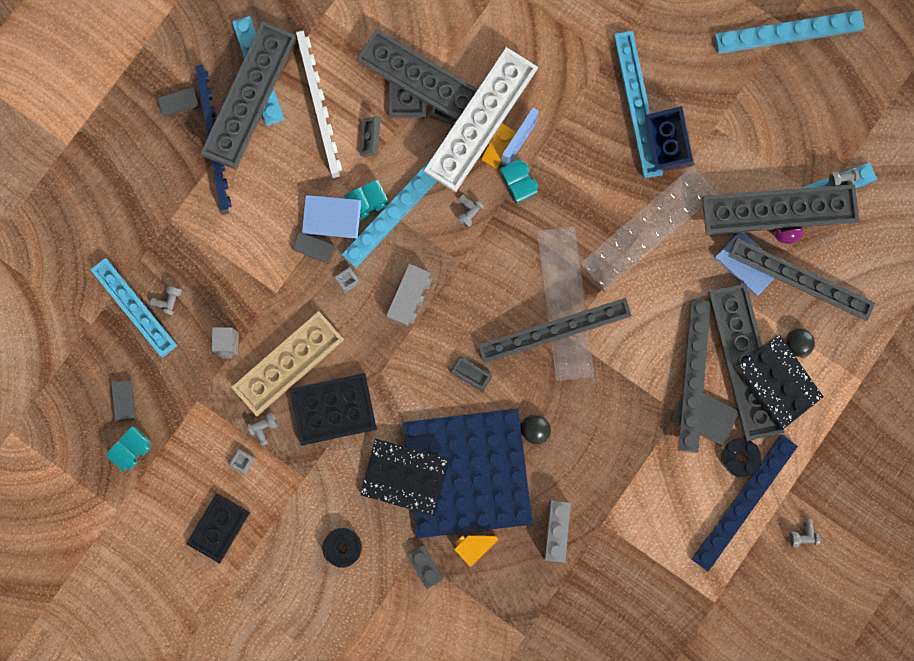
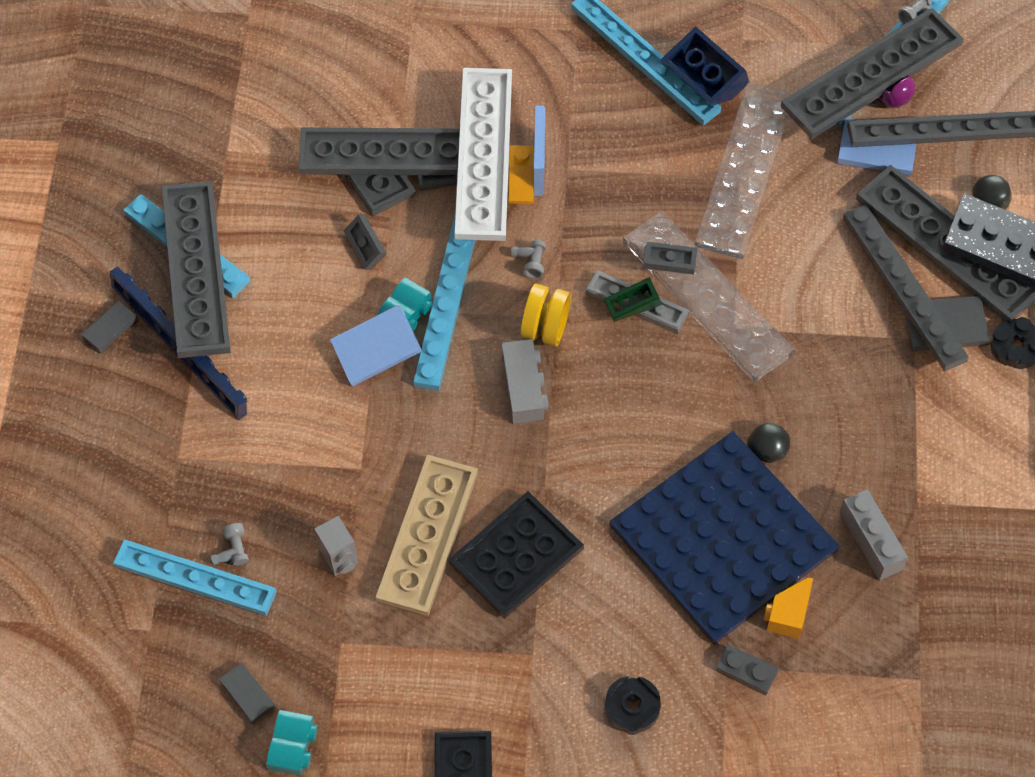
camera: 30 degrees left, 20 degrees down
(242, 461) = (442, 679): light grey tile -> none
(257, 428) = (437, 629): light grey piece -> none
(313, 247) = (374, 394): dark grey tile -> none
(322, 112) = (289, 246): white plate -> none
(347, 280) = (438, 407): light grey tile -> none
(405, 477) = (654, 577): black plate -> none
(448, 261) = (545, 314): none -> yellow wheel
(471, 374) = (652, 426): dark grey tile -> none
(517, 281) = (668, 315): none -> light grey tile
(518, 181) = (567, 198): teal brick -> none
(529, 281) = (636, 308): none -> dark green slope
(554, 267) = (670, 257): none -> dark grey plate
(555, 330) = (716, 322): dark grey plate -> none

